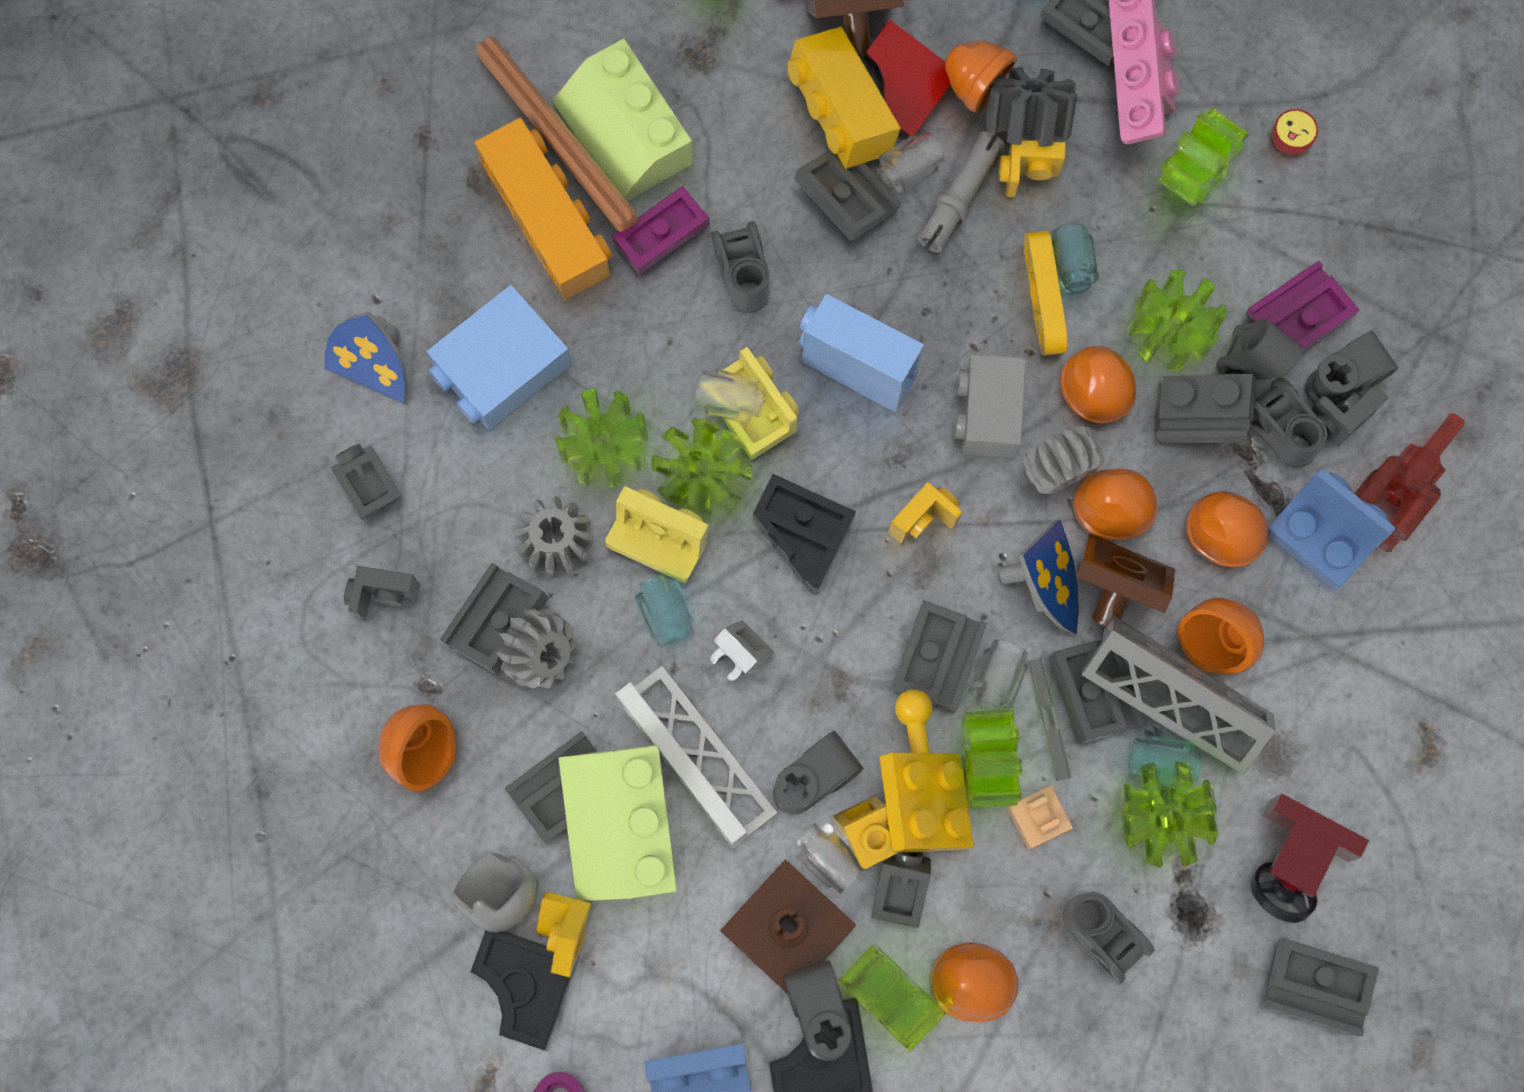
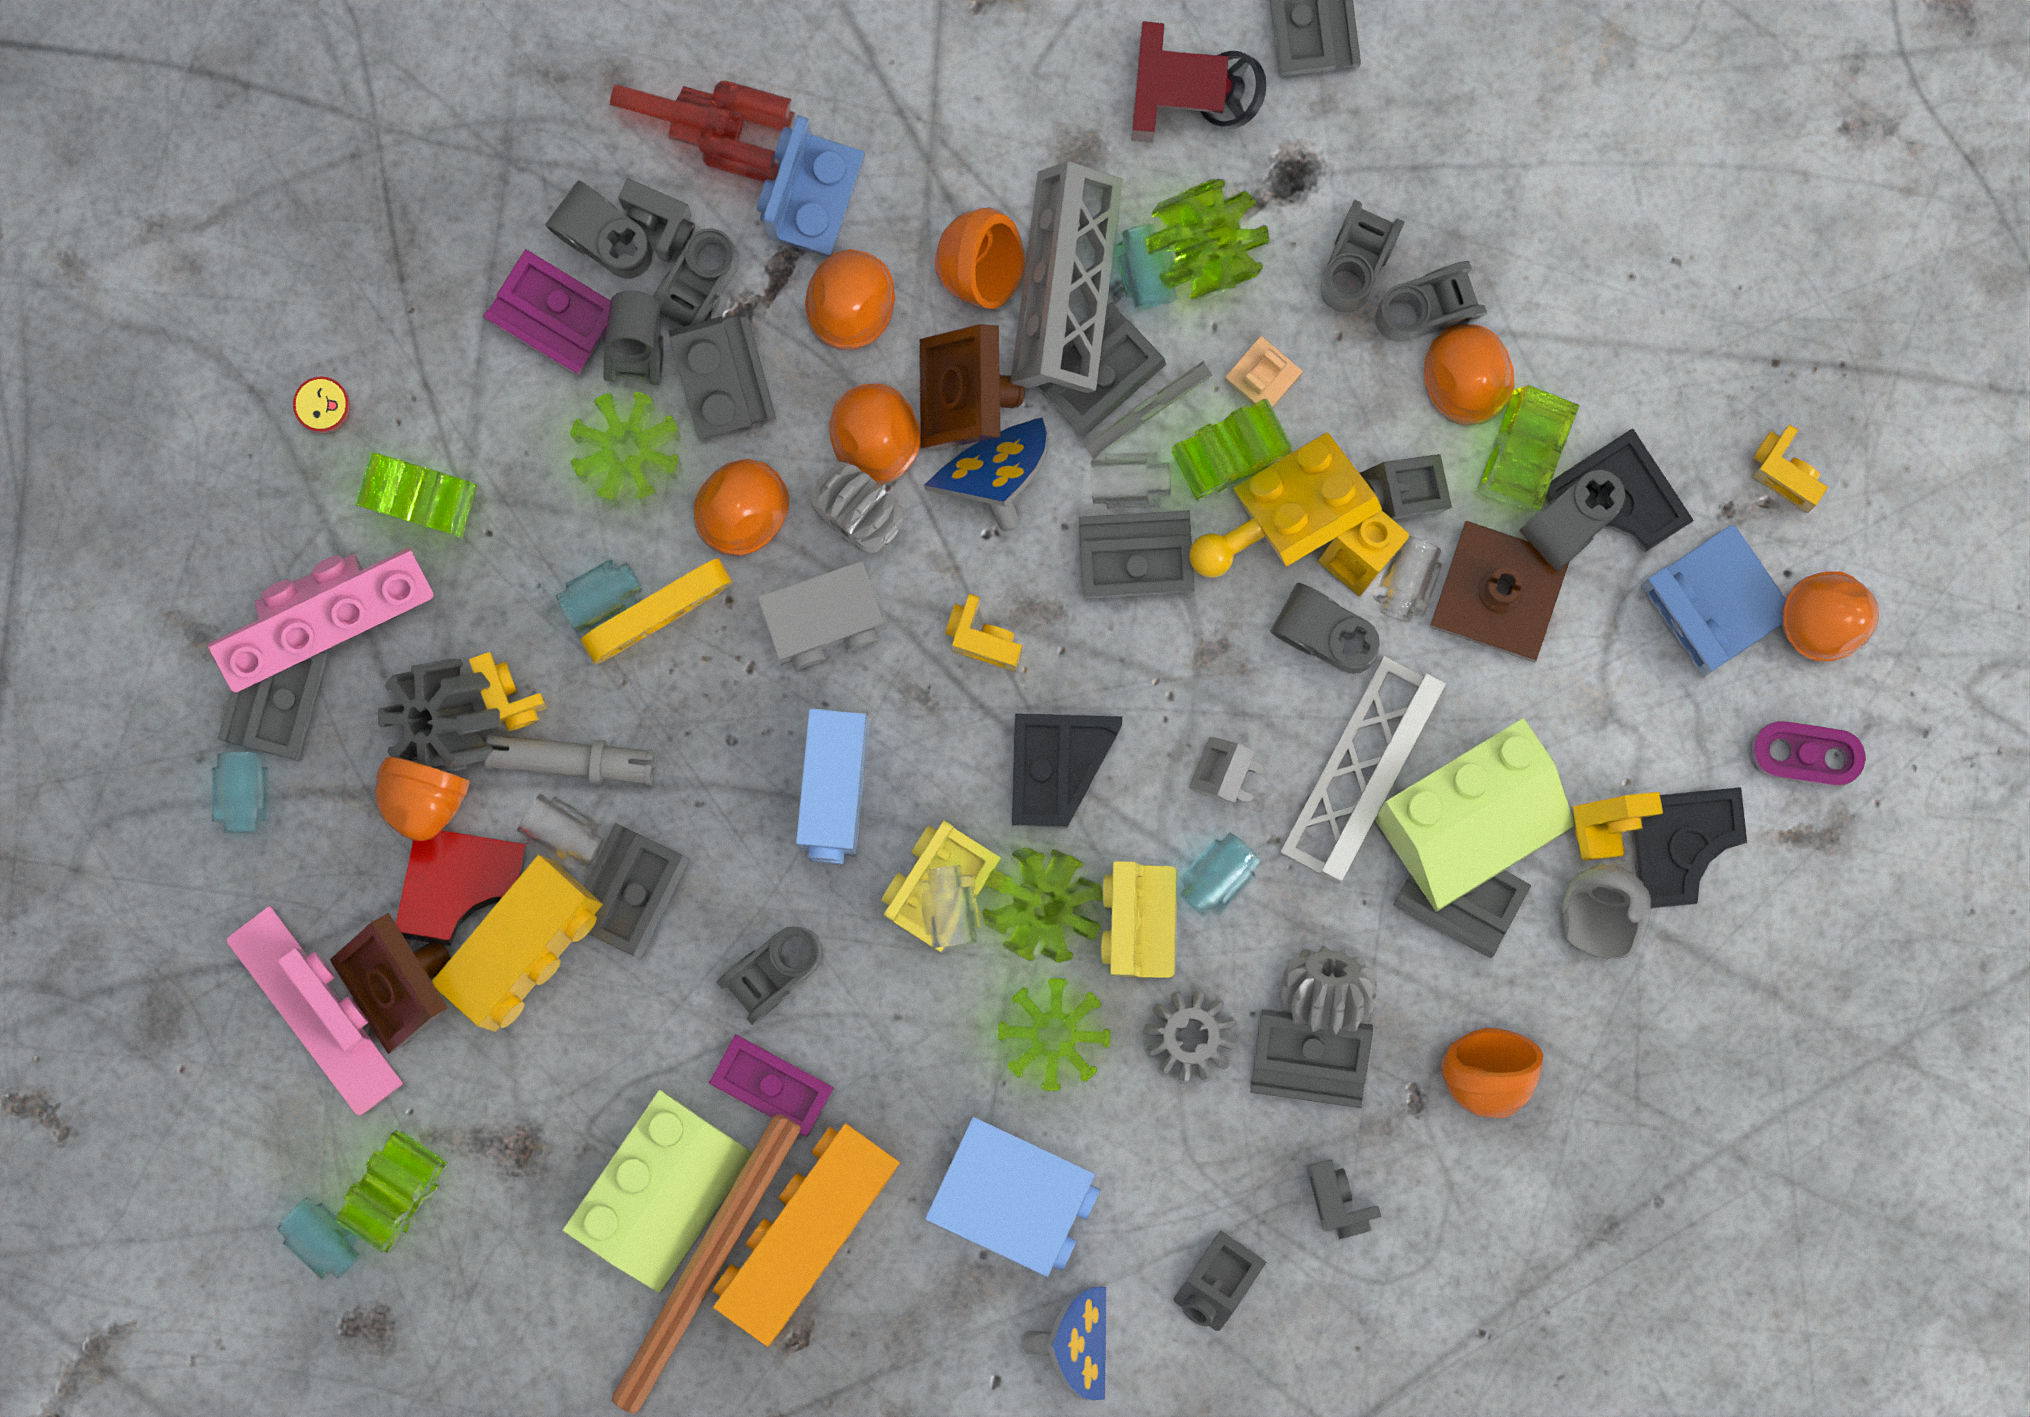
camera: 110 degrees left, 10 degrees up
(1044, 979) = (1440, 301): none -> dark grey piece

